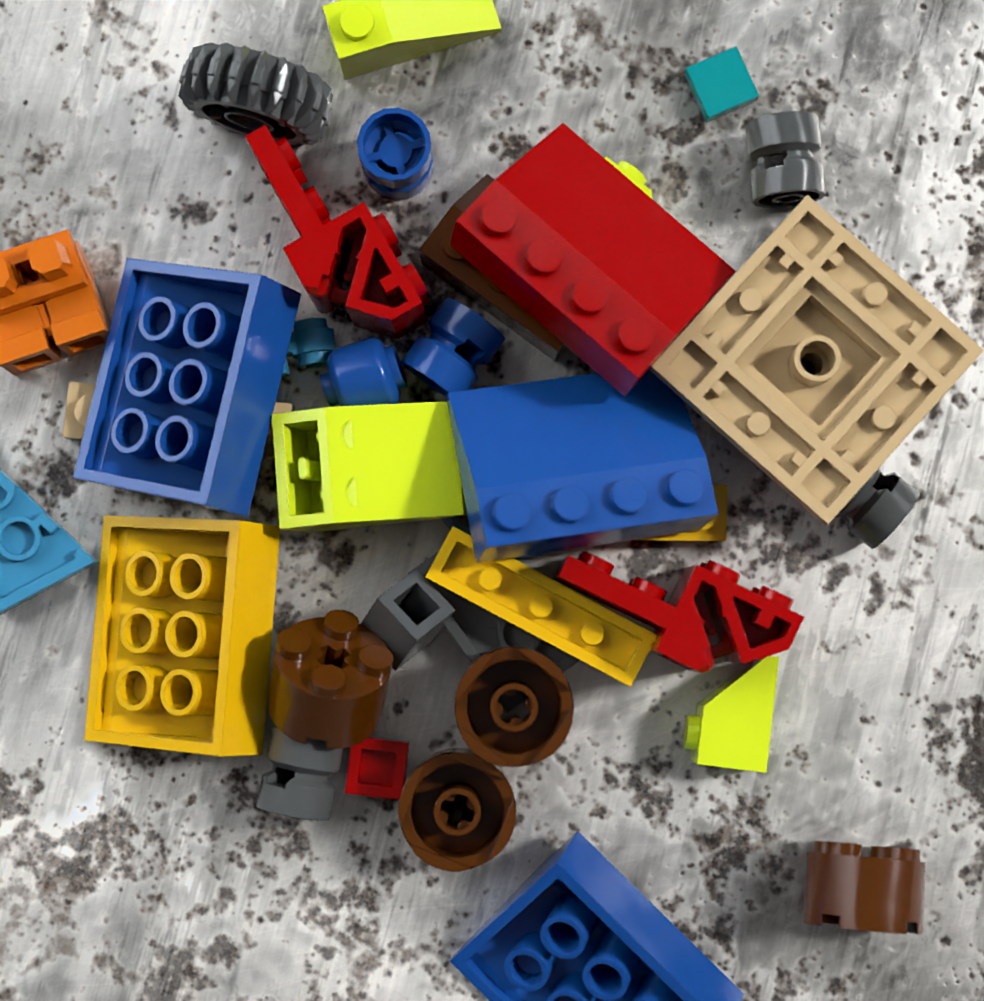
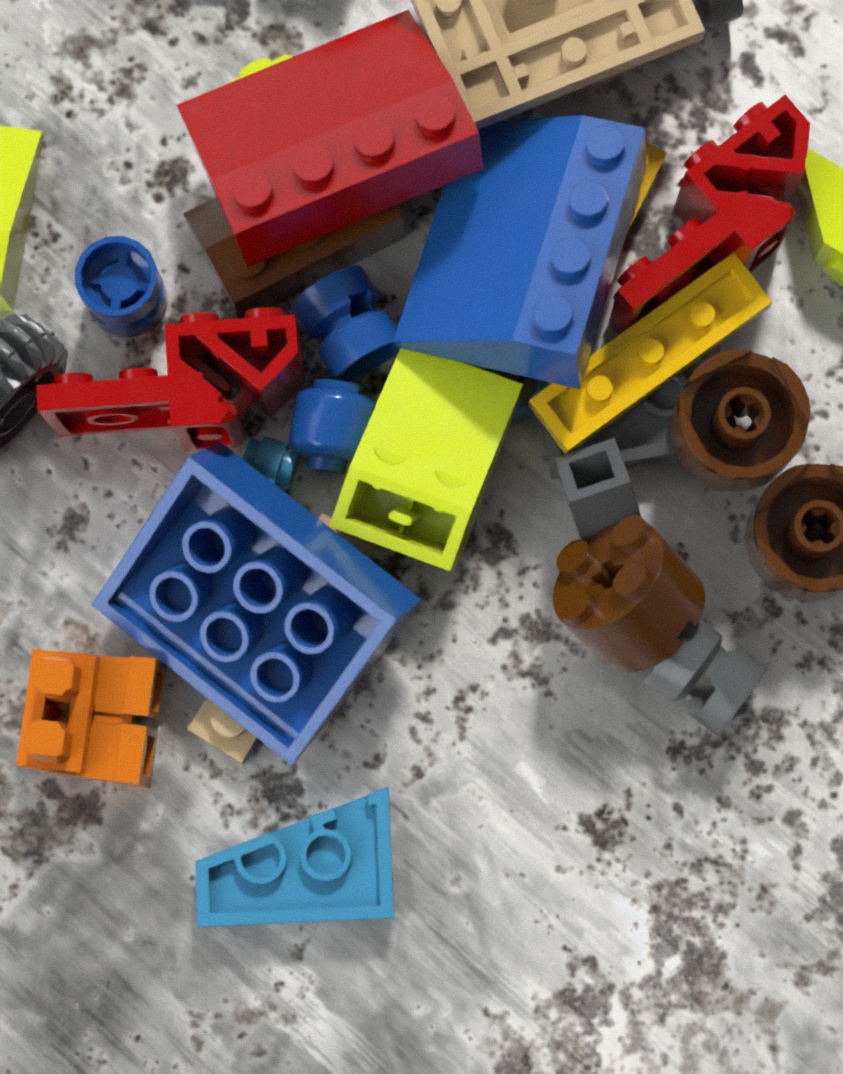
camera: 60 degrees left, 5 degrees down
(183, 634) = (504, 733): yellow slope -> none
(377, 768) = (736, 598): red plate -> none

